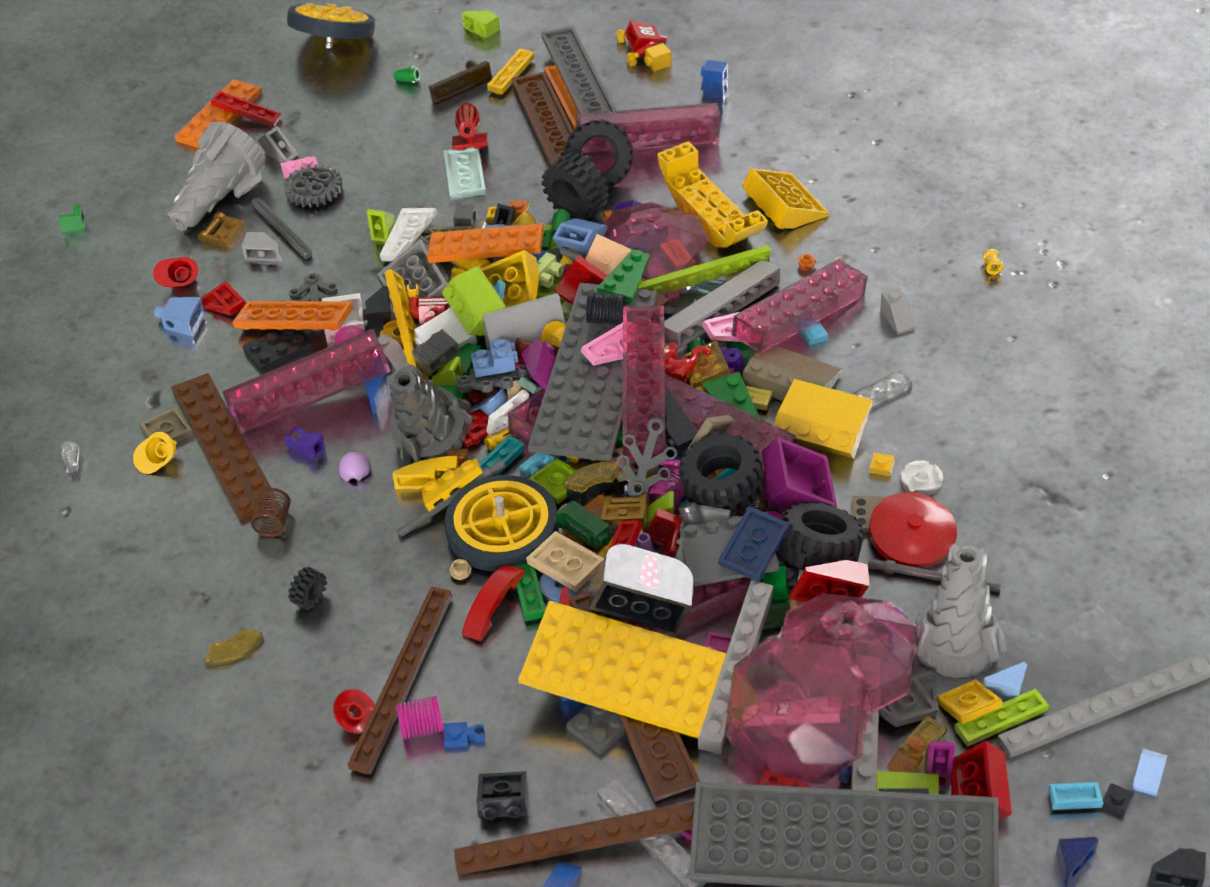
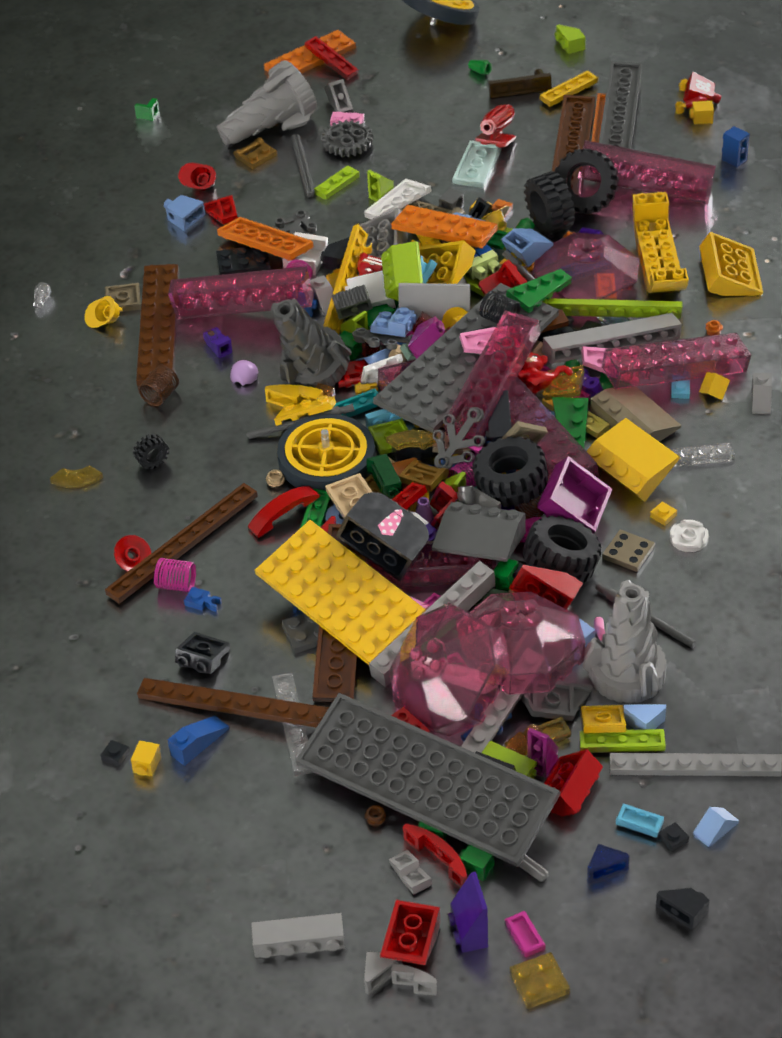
camera: 25 degrees right, 0 degrees up
(260, 247) = (274, 176): light grey slope -> none
(329, 234) = (336, 182): none -> lime plate
(606, 254) = (535, 265): light nougat plate -> none
(753, 544) = (495, 532): dark blue plate -> none
(846, 318) = (714, 385): none -> yellow panel
(911, 612) = (599, 627): none -> bright pink arm
(912, 530) = (654, 567): red dish -> none

